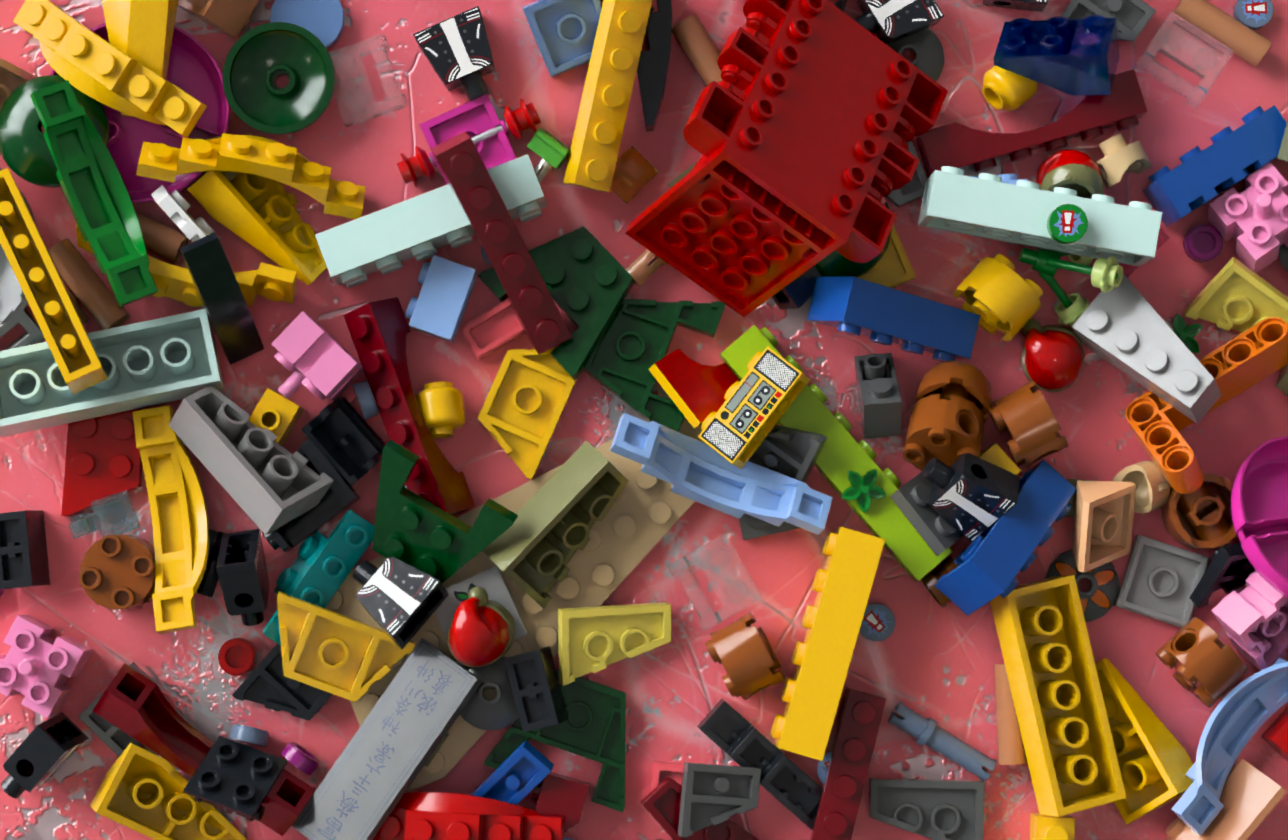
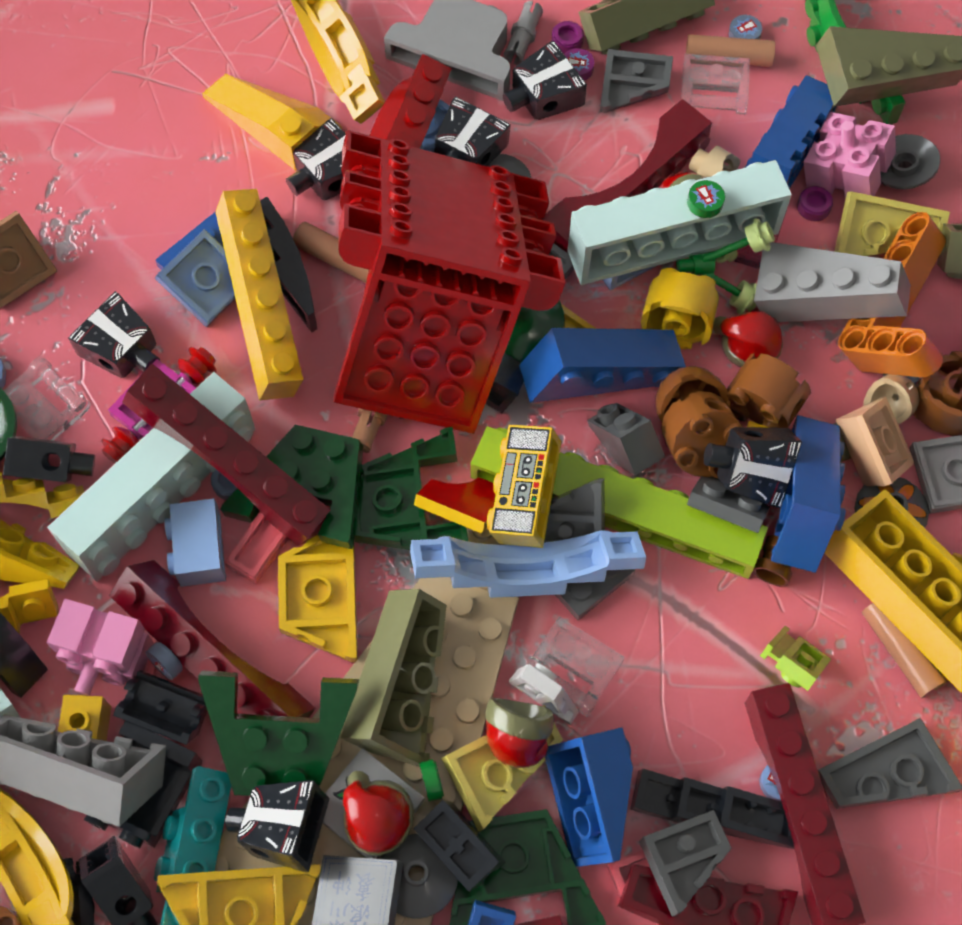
camera: 30 degrees left, 20 degrees down
(341, 152) = (30, 459): none -> black torso
(441, 408) = (242, 634): yellow head -> none
(540, 623) = (431, 780): none -> green tile
(551, 151) = (238, 378): bright green piece -> none
(631, 174) = (316, 369): clear yellow slope -> none
(632, 621) = (518, 731): none -> piece
(668, 702) = (592, 793): none -> blue slope
(671, 591) = (540, 686): none -> white wing
(745, 657) = (642, 713): dark orange brick -> none
(828, 642) = (708, 663): yellow brick -> none
(863, 489) = (660, 512): green plant -> none
(877, 622) = (736, 629): tile -> none
(907, 679) = (796, 659): none -> lime plate
(943, 742) = (844, 702): sand blue pin -> none
(1007, 89) = (591, 157): yellow head -> none
(1062, 52) = (630, 108): clear blue slope -> none

